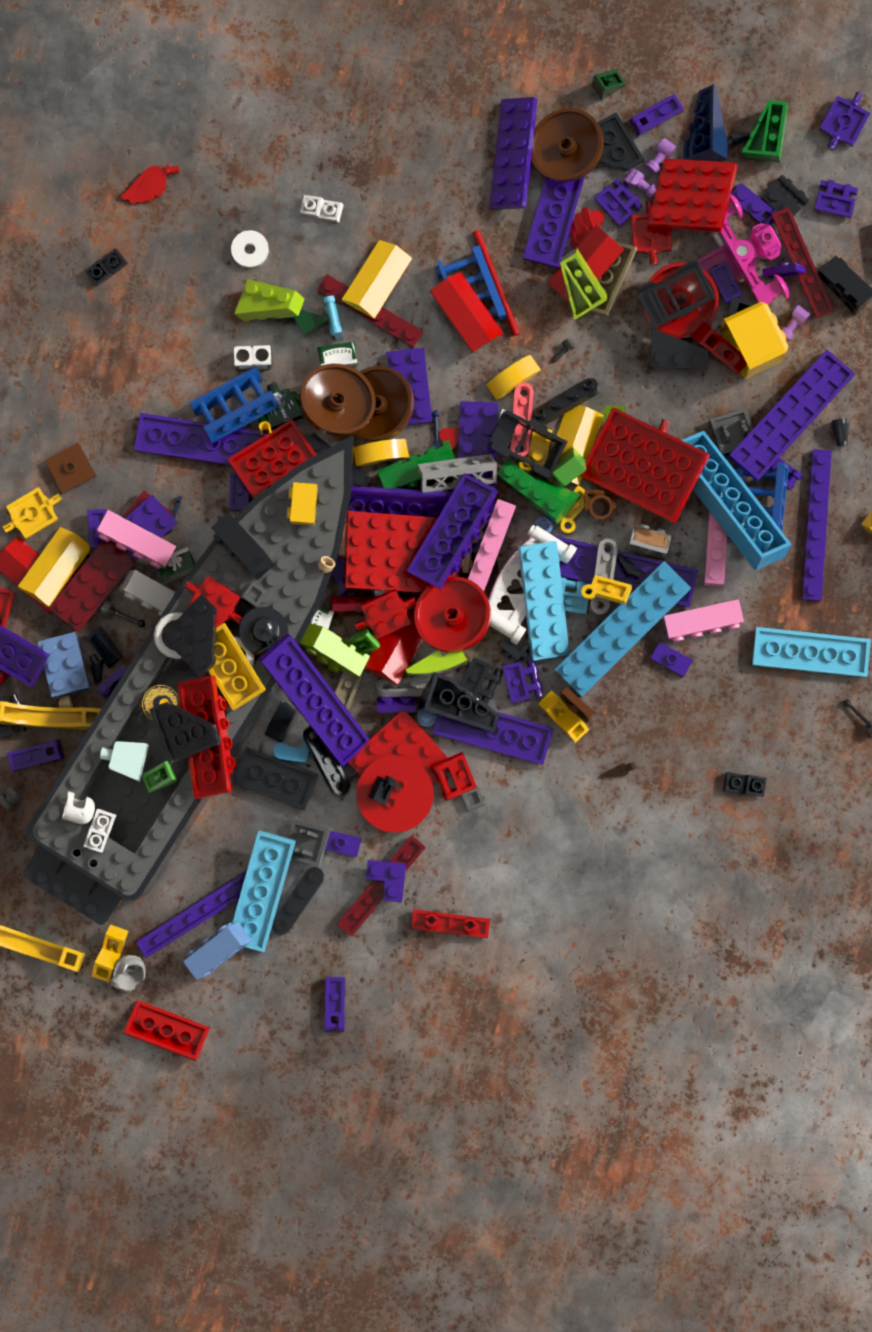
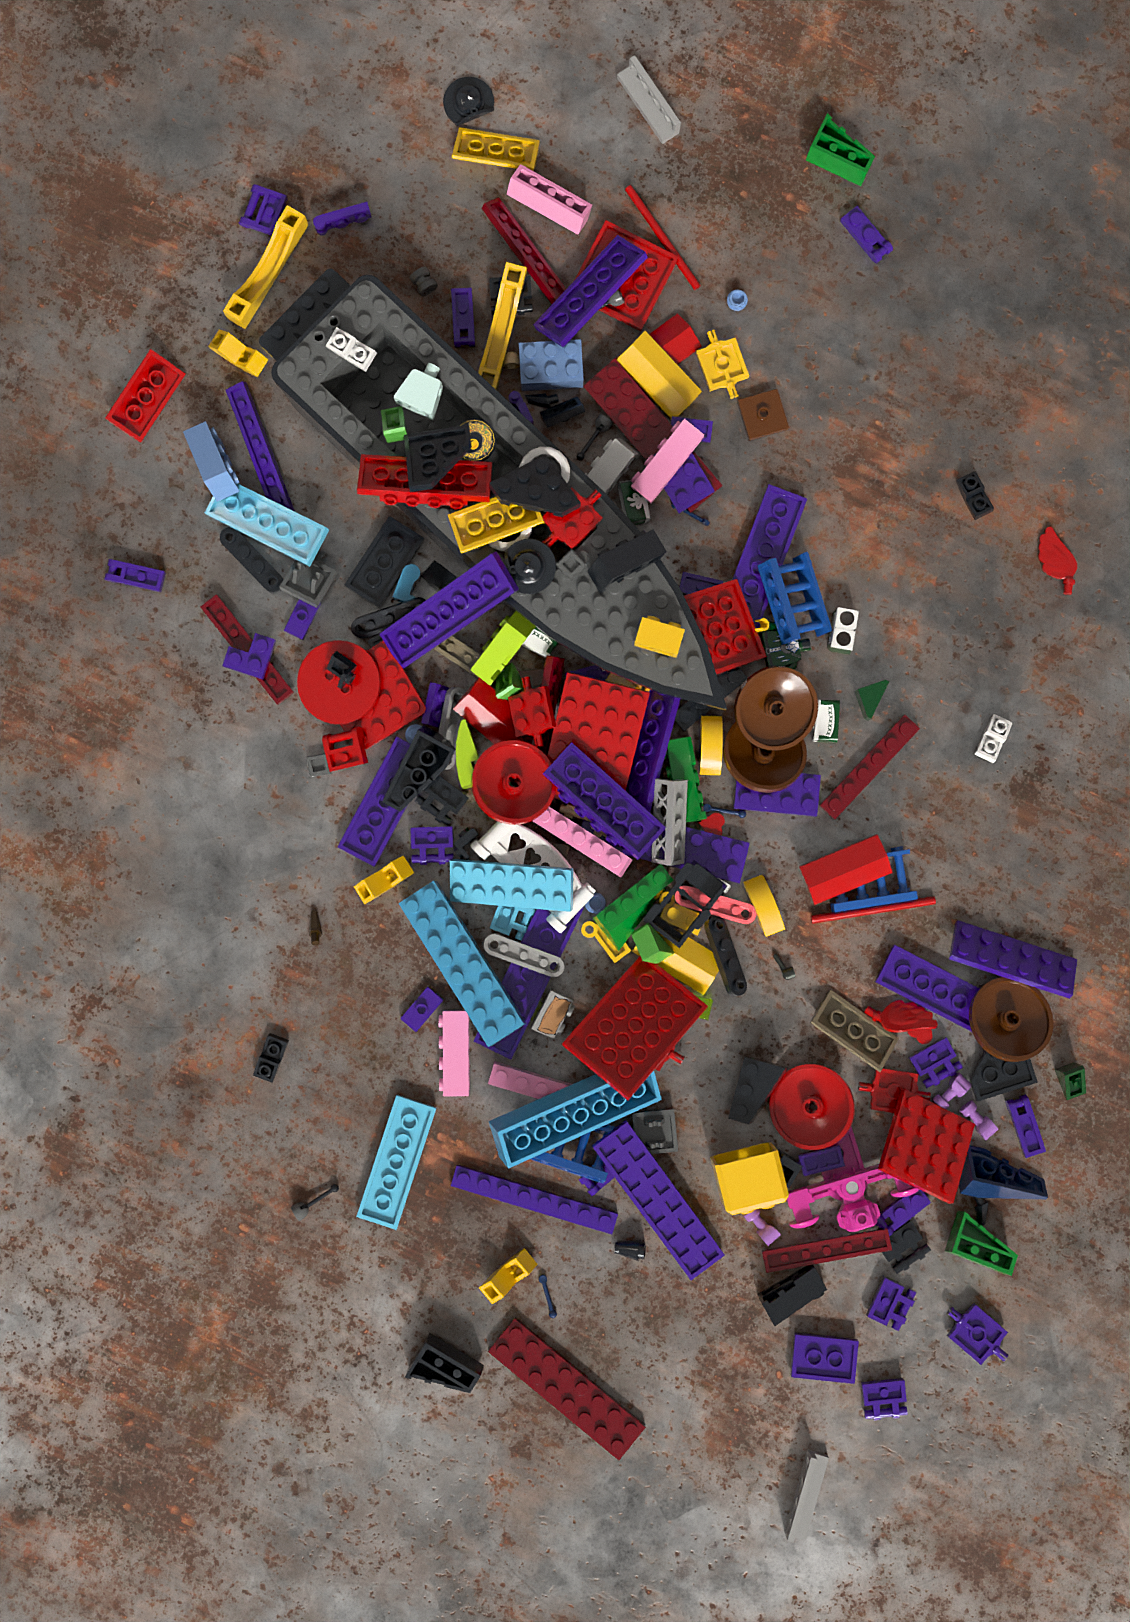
camera: 100 degrees right, 5 degrees up
(78, 810) = (377, 329): white helmet -> none
(128, 973) = (213, 367): light grey hair -> none
(249, 238) = (972, 643): white tile -> none
(267, 301) = (901, 656): lime wedge -> none
(326, 564) = (590, 653): tan hinge -> none
(331, 312) = (869, 725): medium azure plate -> none
(377, 278) = (903, 781): yellow slope -> none
(450, 923) = (191, 713): red plate -> none
(576, 704) = (391, 895): reddish brown plate -> none
(581, 284) = (850, 1001): lime wedge -> none
(599, 253) = (871, 1011): red slope -> none
(600, 505) = (601, 968): reddish brown piece -> none
(608, 590) = (506, 955): yellow hinge -> none
(628, 567) = (529, 984): black bar -> none
(653, 305) = (810, 1075): black piece -> none
(719, 347) = (750, 1137): red slope -> none
(784, 270) = (822, 1228): dark purple plate -> none

